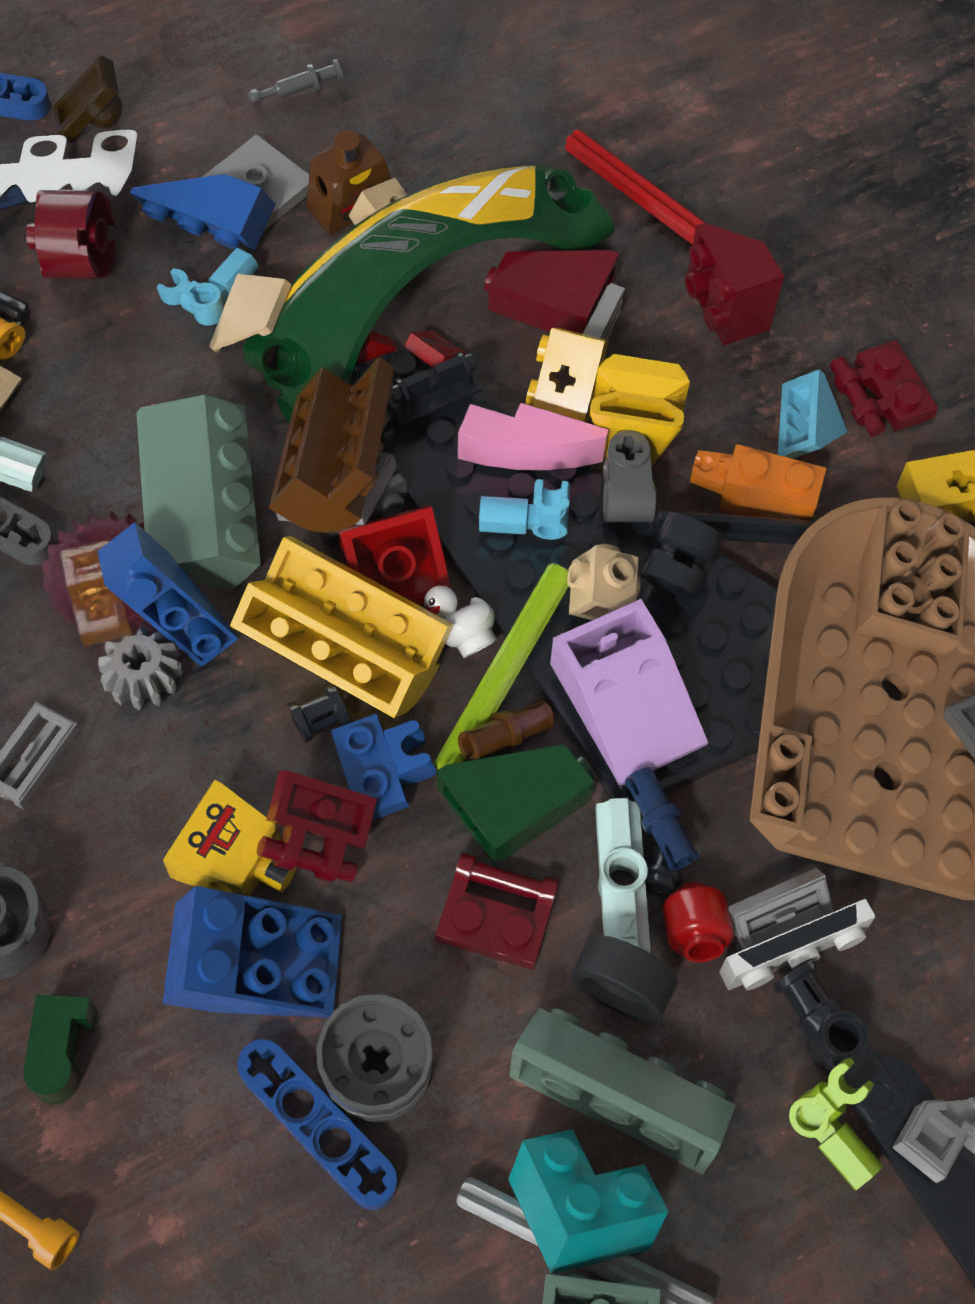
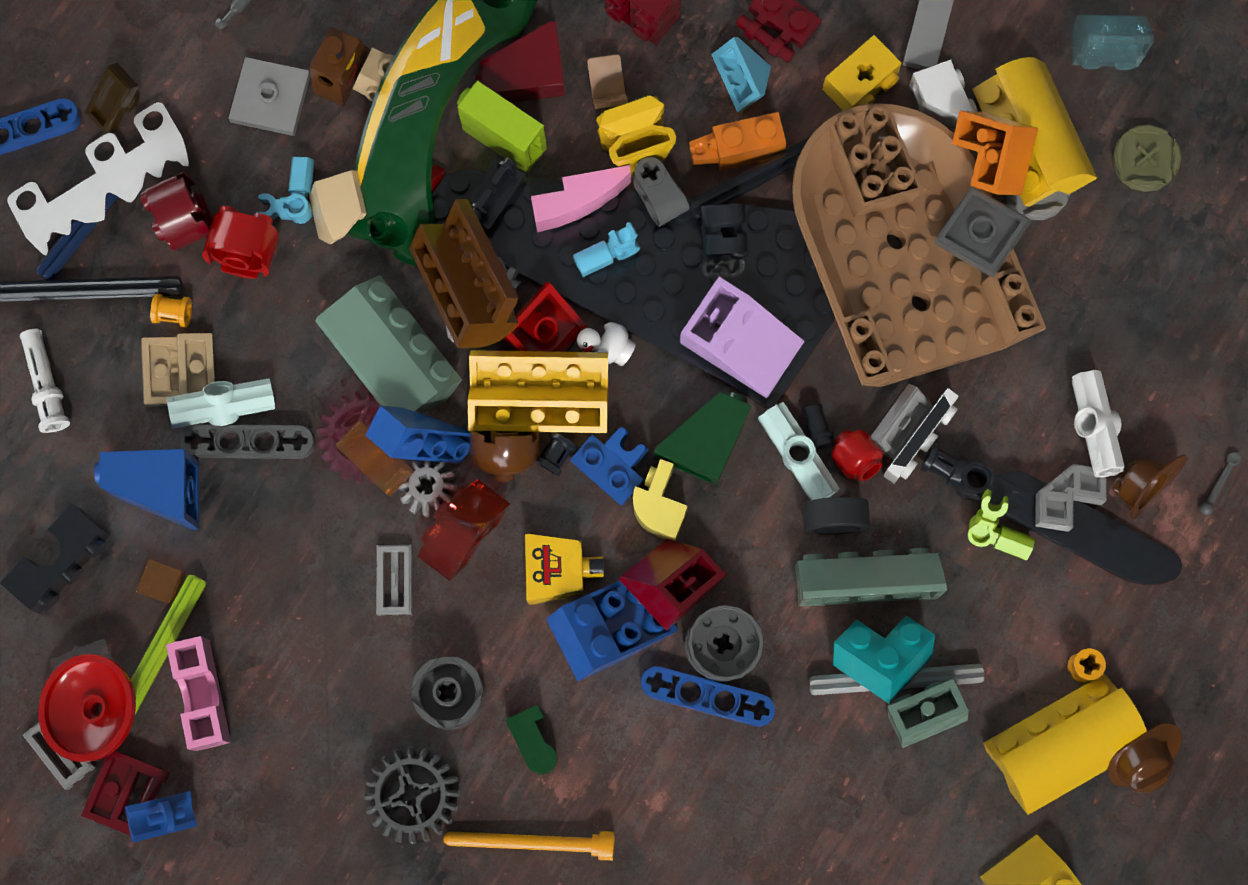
camera: 25 degrees left, 15 degrees up
(116, 298) = (241, 243): none -> red brick
(143, 728) = (461, 528): none -> clear red brick
(212, 204) = (261, 133): blue slope -> none
(256, 675) = (504, 452): none -> reddish brown cylinder
(320, 810) = (599, 517): dark red plate -> none
(361, 944) = (672, 580): none -> dark red slope
(397, 844) = (653, 511): none -> light yellow brick
(431, 347) = (473, 159): red tile -> none
(488, 326) = (501, 126): none -> lime brick
(492, 926) = (736, 525): dark red plate -> none
(506, 730) = (677, 400): reddish brown pin -> none
(508, 660) = (653, 361): lime axle -> none
(583, 356) = (576, 117): brick -> none
(602, 581) = (685, 274): tan brick -> none
(606, 313) = (572, 84): light grey tile -> none
(644, 337) = (606, 81): none -> medium nougat bracket
(661, 819) = (803, 406): dark blue pin -> none

